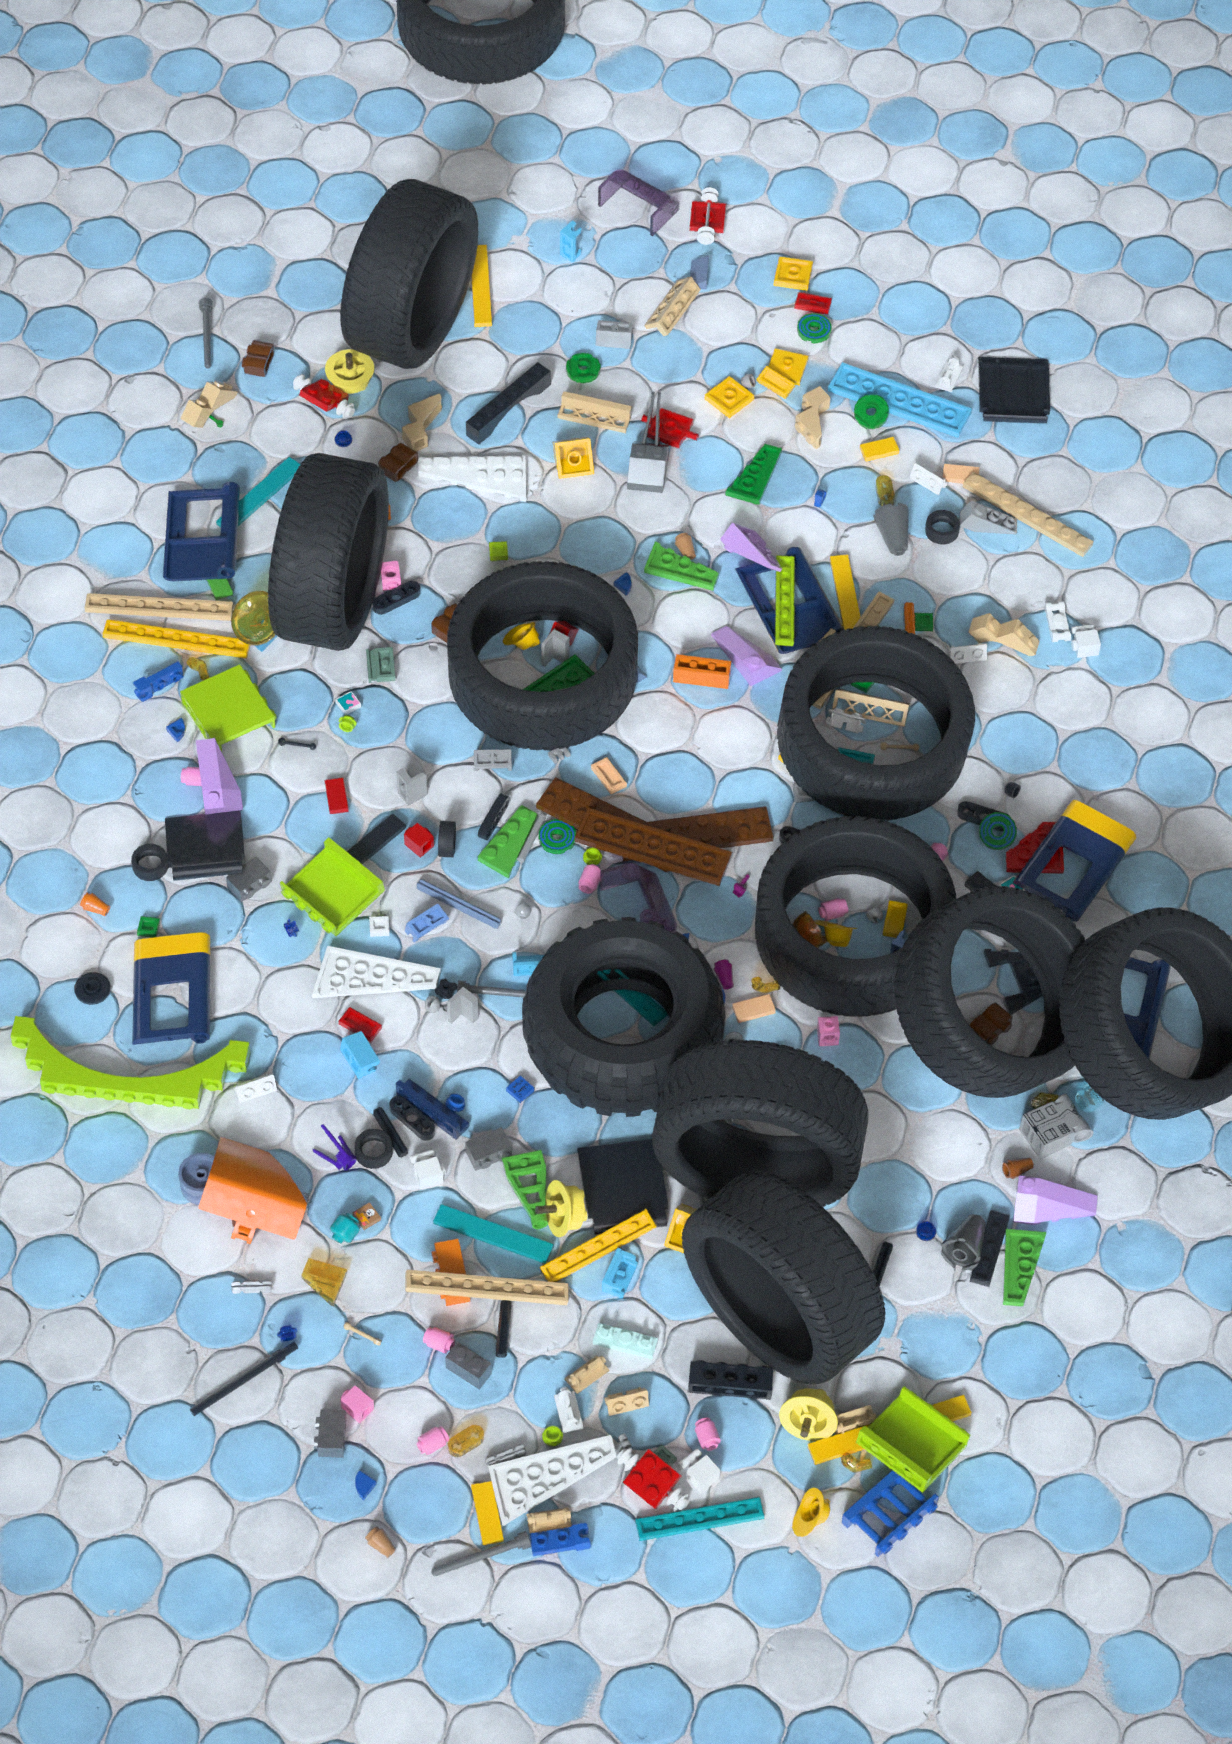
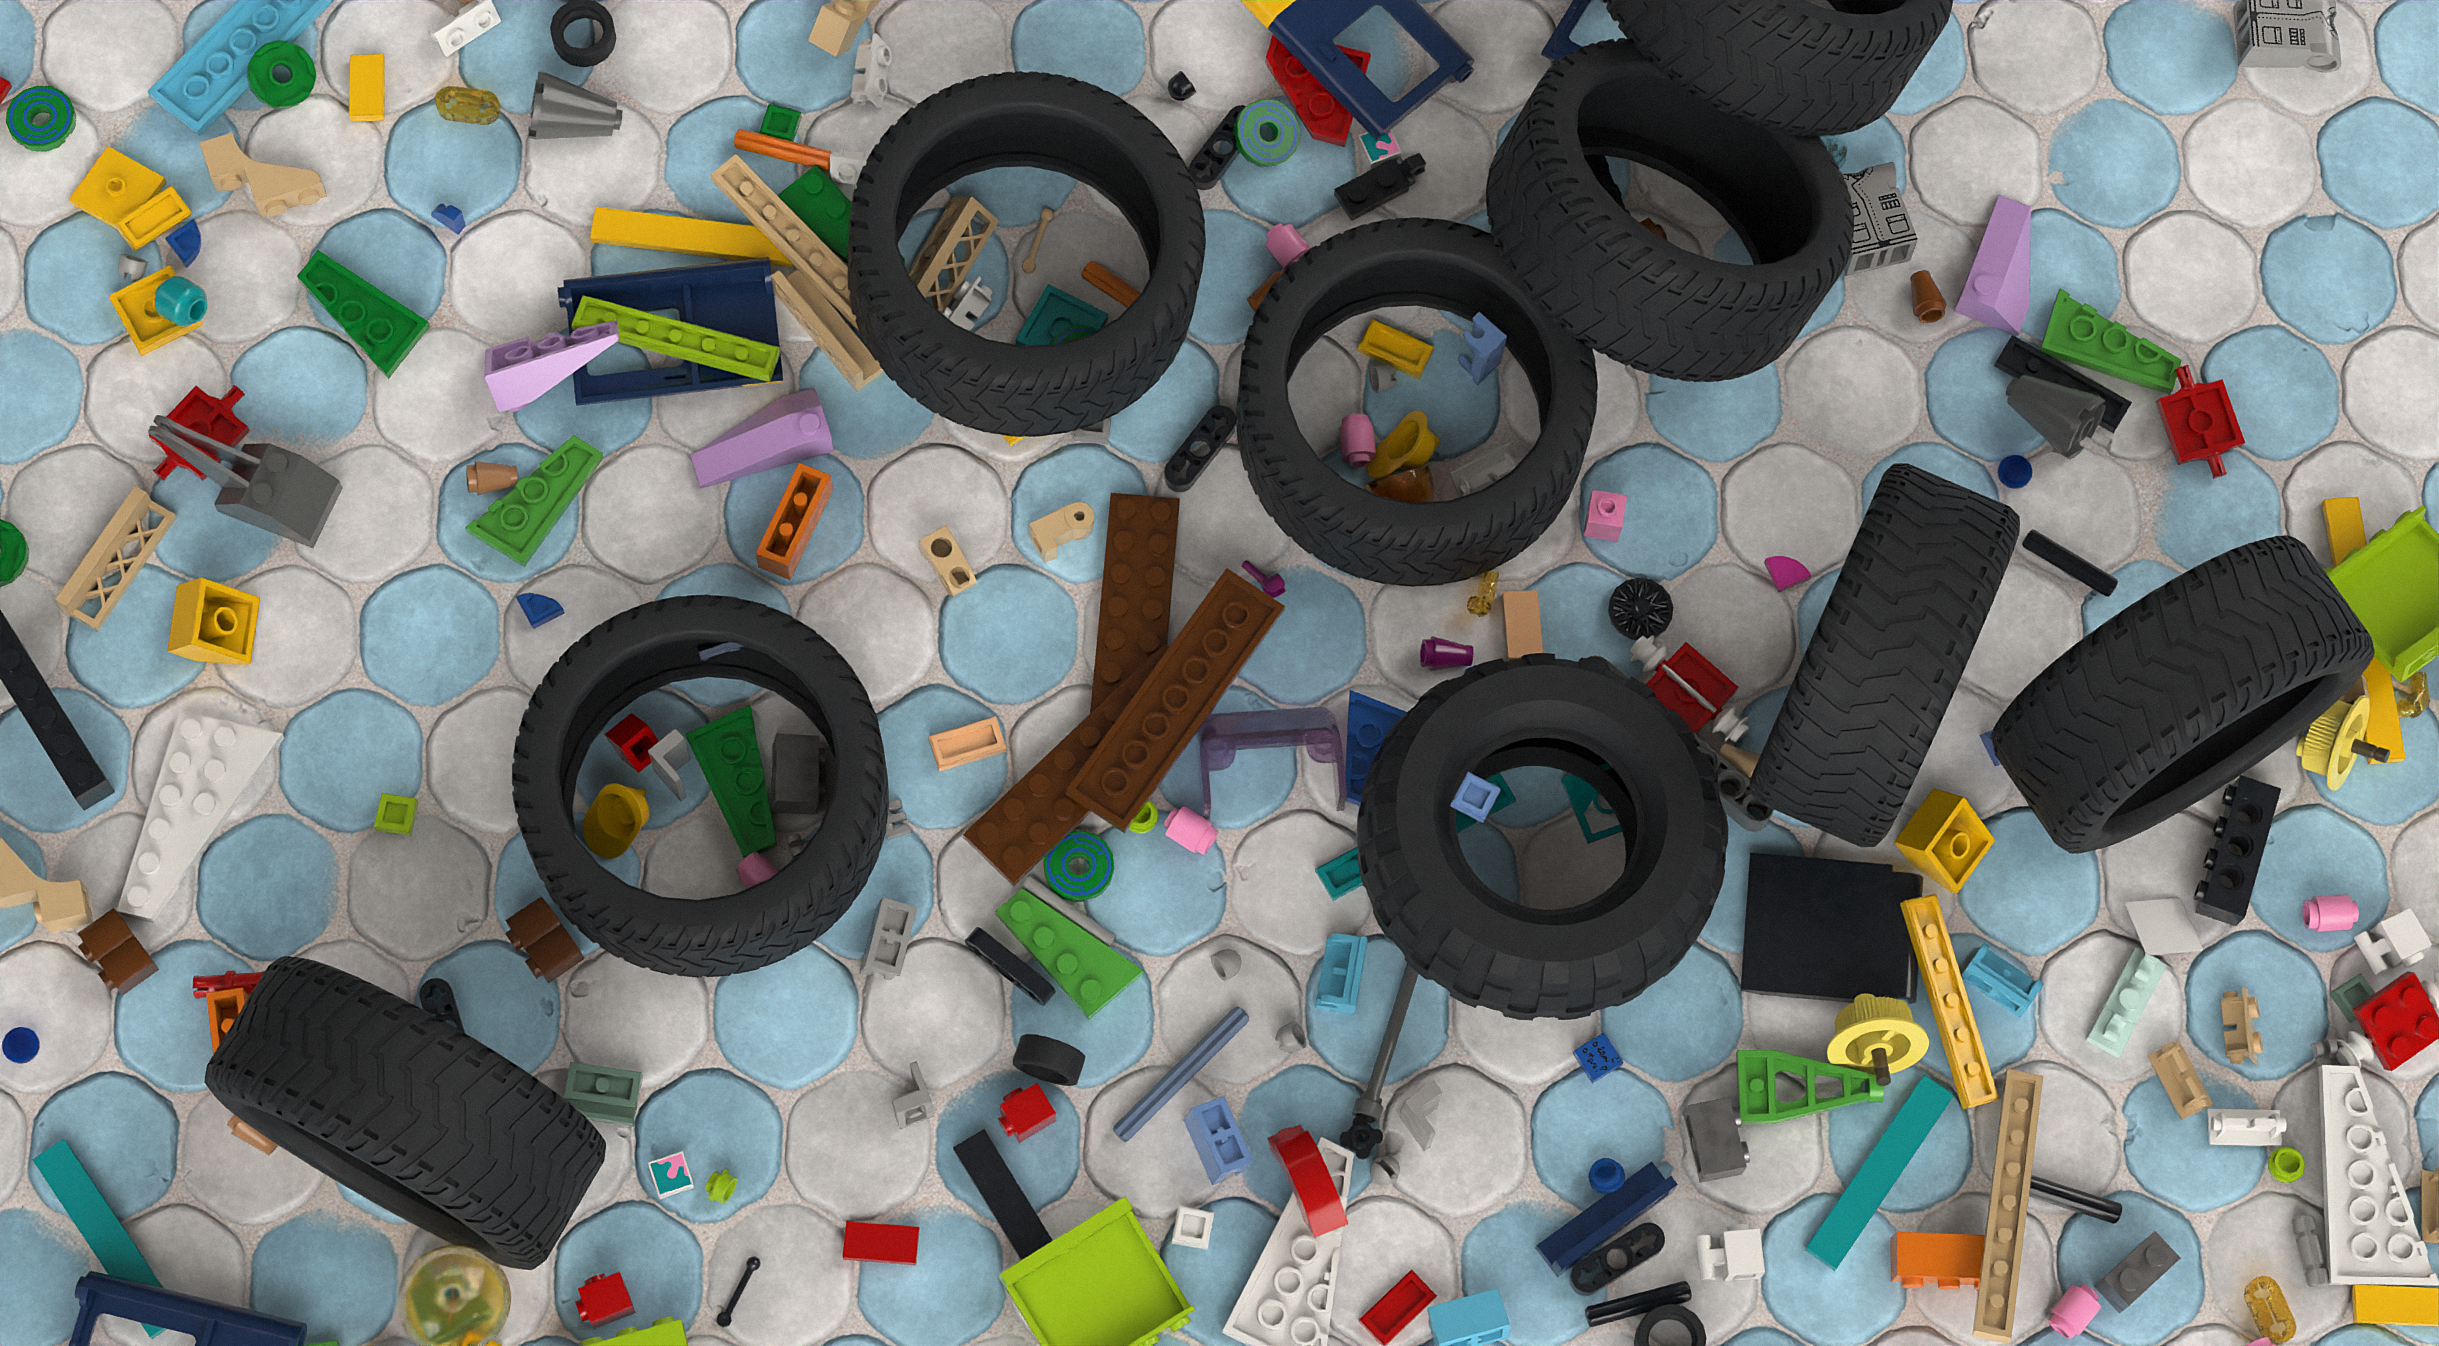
camera: 80 degrees left, 15 degrees up
(278, 689) = (604, 1300): none -> red brick
(395, 509) = (229, 981): none -> red pin
(412, 959) = (1309, 1179): none -> red arch
(494, 944) = (1291, 1037): none -> light grey hinge
(620, 954) = (1475, 797): none -> medium blue tile
(673, 1348) = (2163, 926): none -> white sticker
(703, 742) = (947, 561): none -> tan leg
(733, 400) = (180, 301): none -> teal head
(738, 788) = (1060, 527): none -> tan leg
(769, 400) = (186, 242): none -> blue tile
(988, 1319) = (2200, 422): none -> red plate

